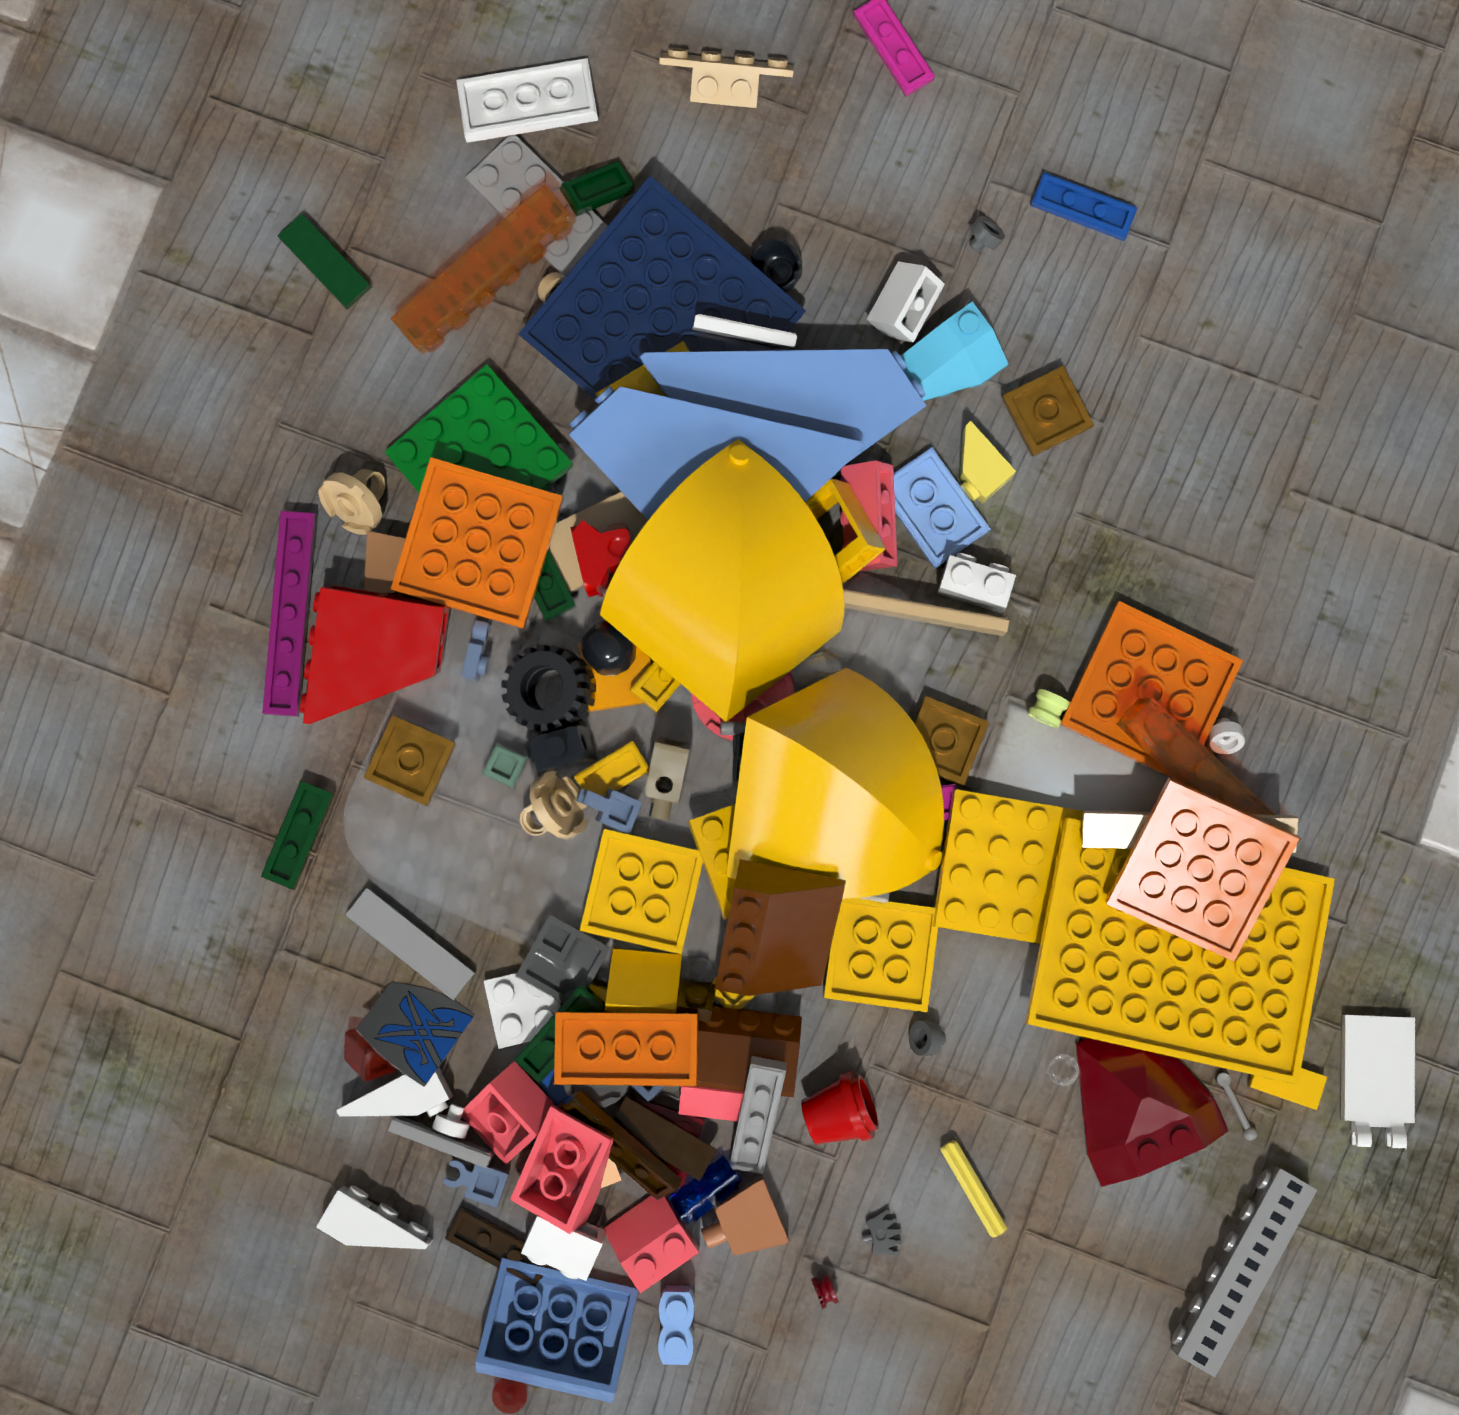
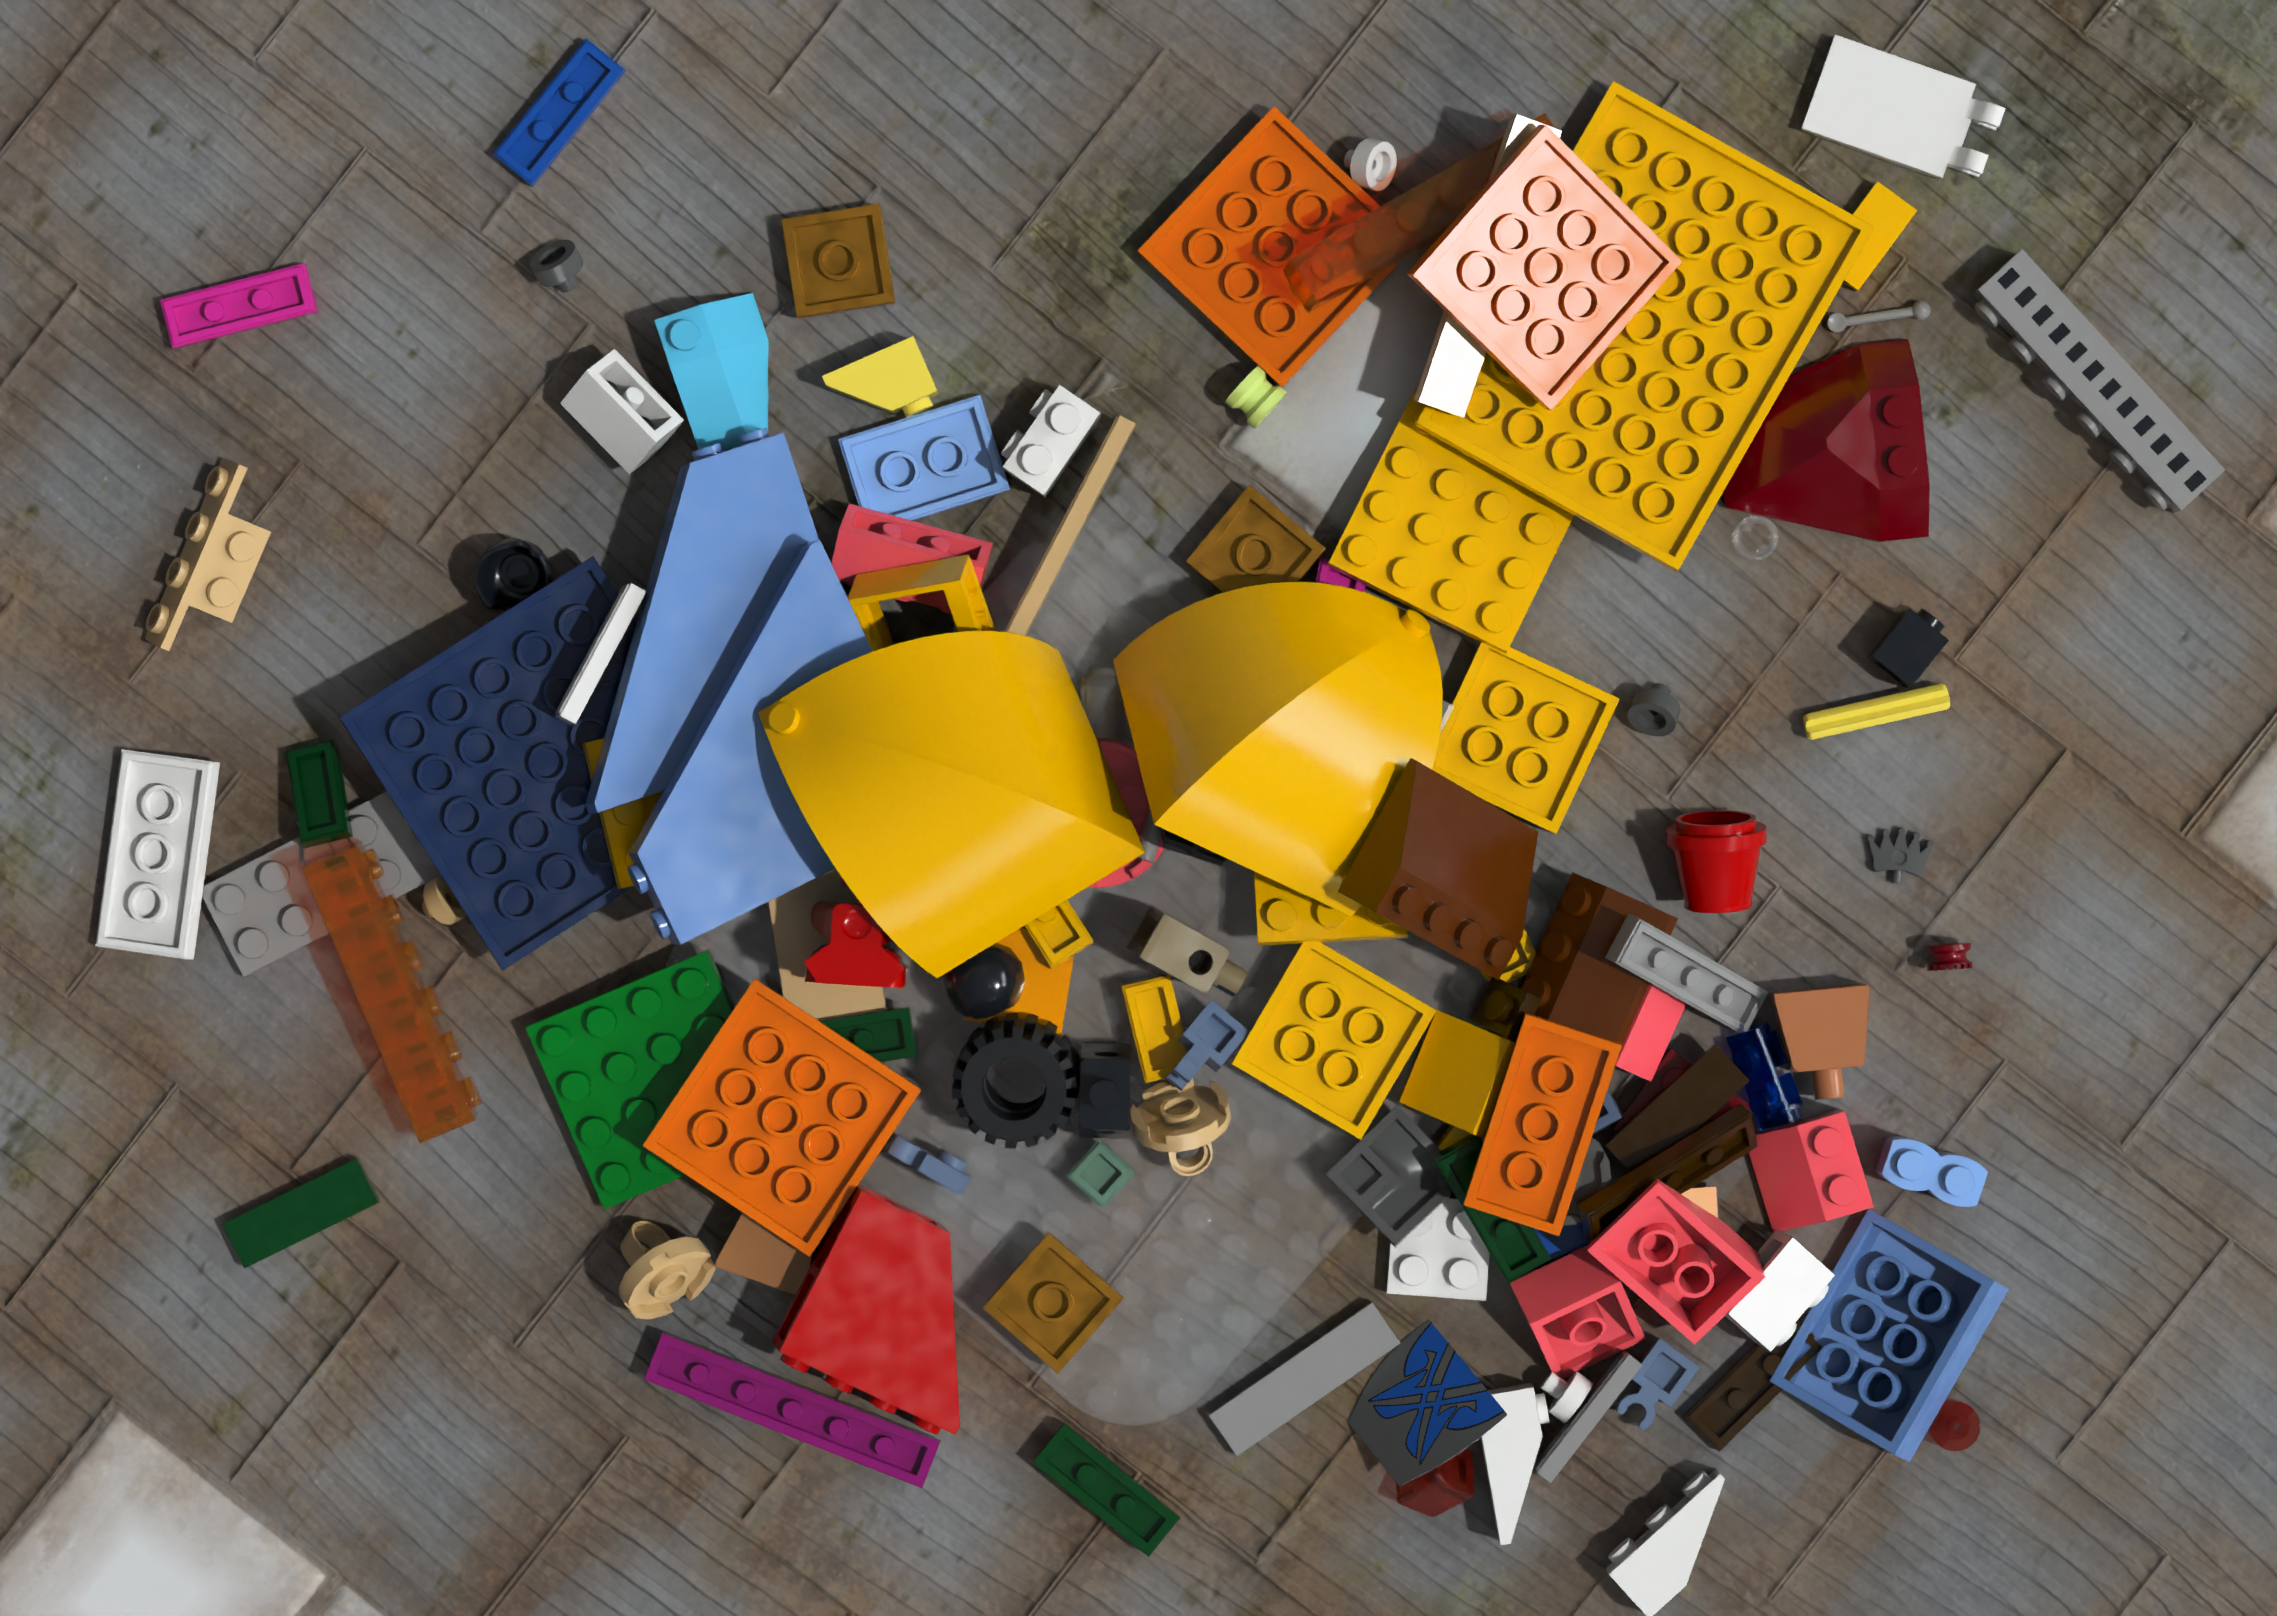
camera: 75 degrees left, 5 degrees up
(1024, 1197) = (1909, 646): none -> black brick

